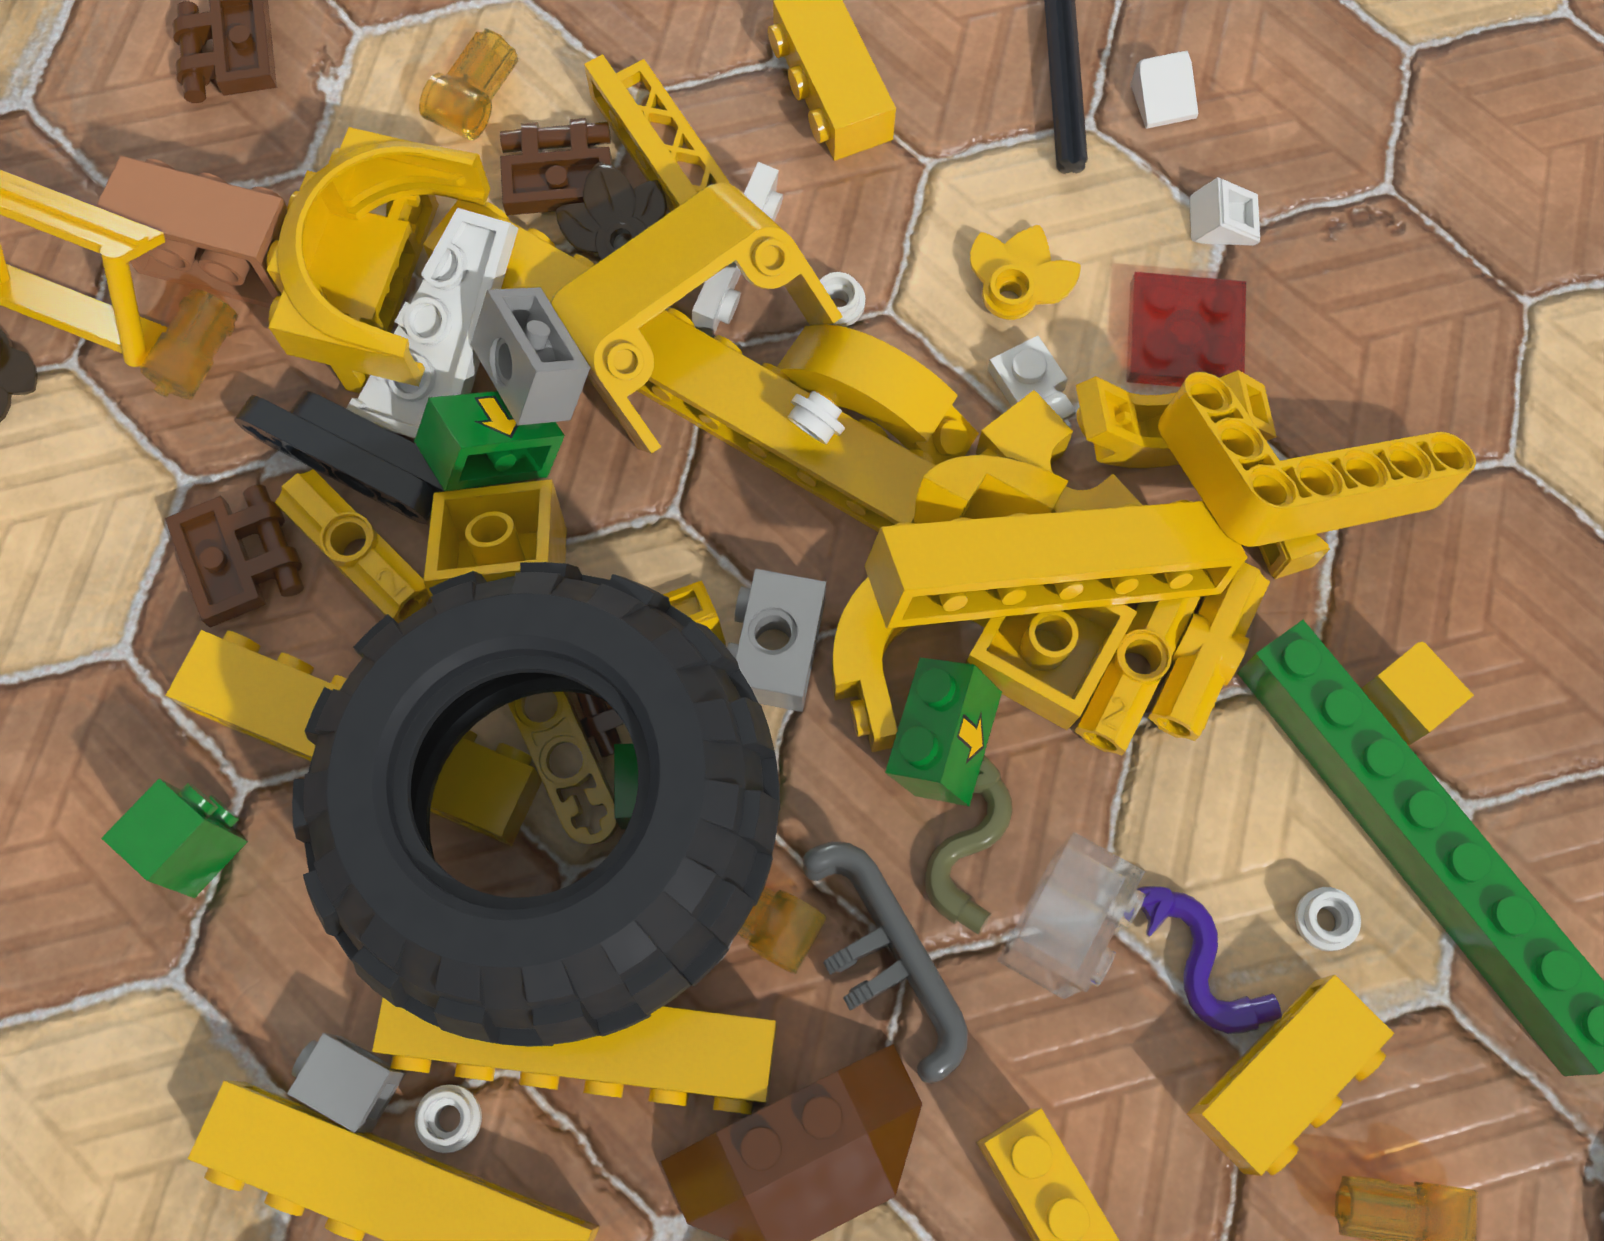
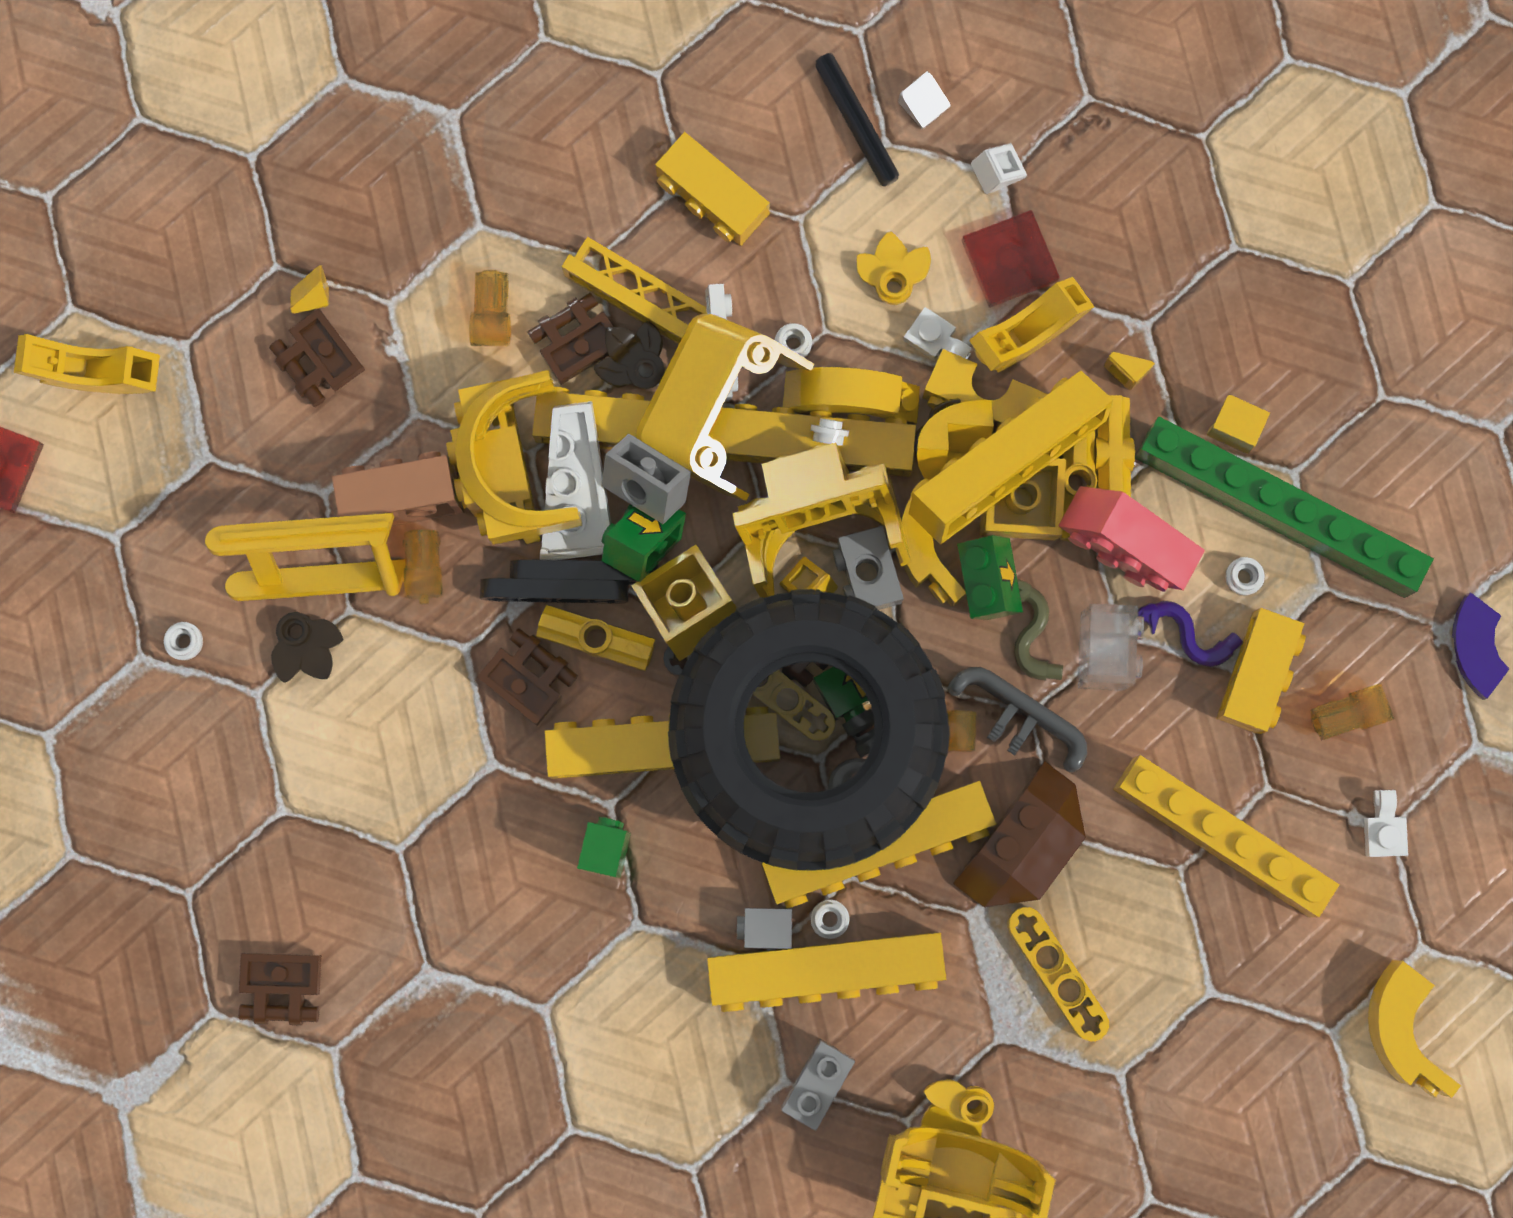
camera: 25 degrees left, 10 degrees up
(738, 482) = (807, 492): none -> yellow piece
(1183, 770) = (1131, 539): none -> coral brick
(1278, 500) = (1108, 360): yellow beam -> none

